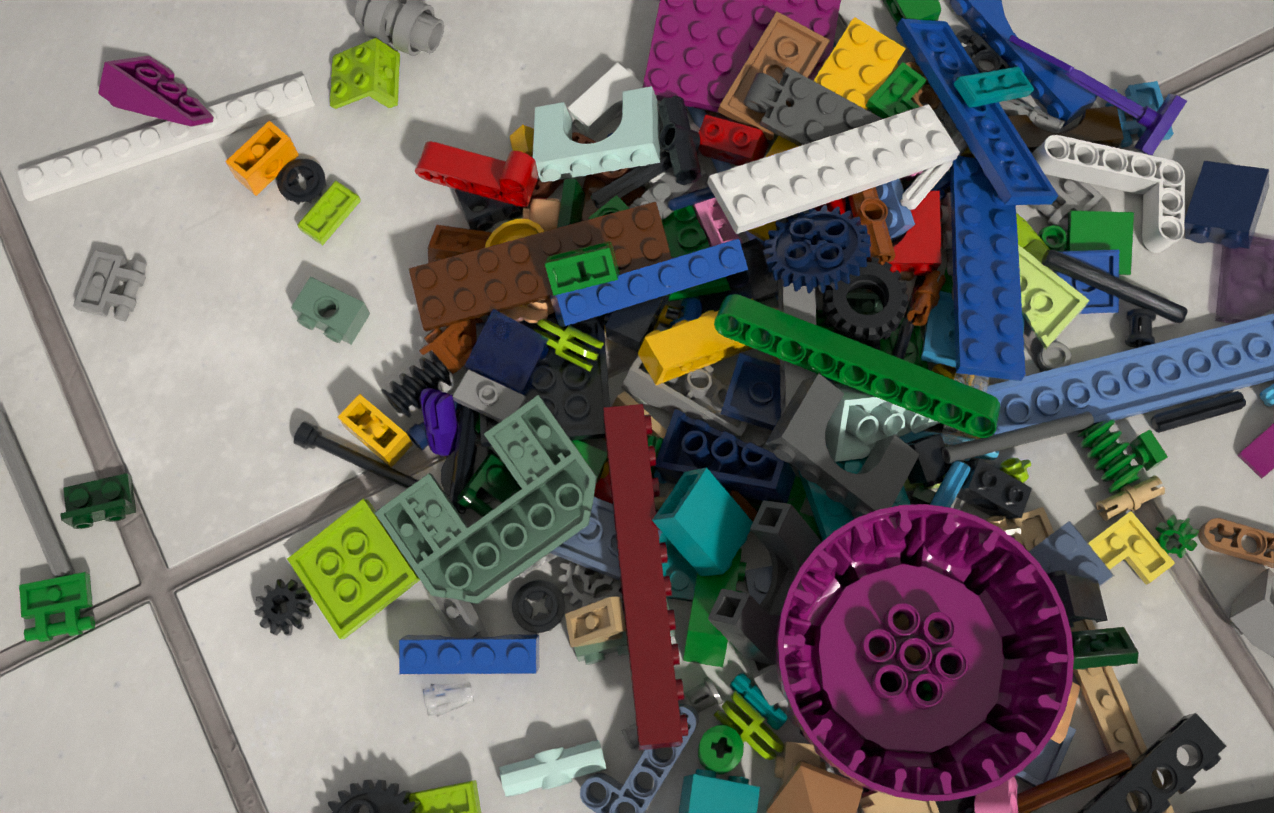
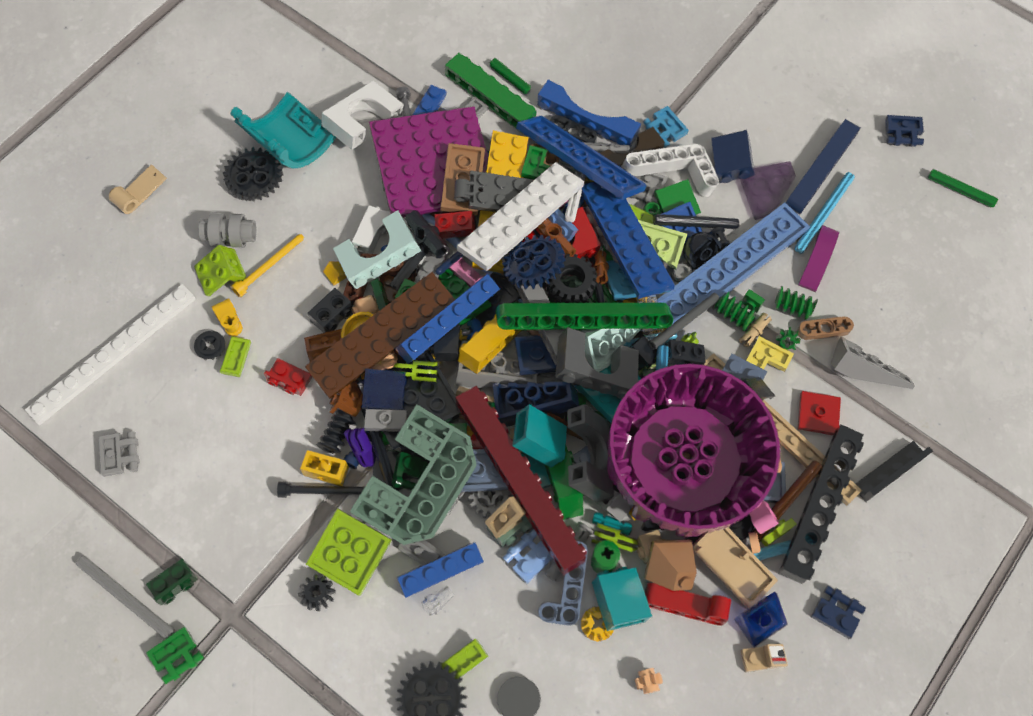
camera: 30 degrees left, 5 degrees down
(150, 90) = (88, 328): magenta wedge -> none
(262, 158) = (180, 340): light orange brick -> none
(317, 299) = (254, 406): sand green brick -> none
(344, 150) = (227, 317): none -> yellow piece
(382, 112) = (240, 287): none -> yellow piece
(387, 272) = (288, 377): none -> red bracket
(478, 174) = (319, 297): red beam -> none
(536, 591) = (459, 519): black gear -> none
(552, 768) = (516, 611): light aqua piece -> none
(582, 268) = (409, 323): green brick -> none
(608, 706) = (533, 562): none -> light blue plate
(993, 86) = (584, 140): teal tile -> none
(1101, 332) = (700, 248): none -> black cylinder
(1103, 648) = (783, 410): dark green bracket -> none
(1156, 122) = (678, 127): dark purple piece -> none
(1172, 675) = (818, 413): none -> red plate
(1198, 411) = (768, 270): black axle -> none
(1216, 483) = (795, 303): none -> green piece

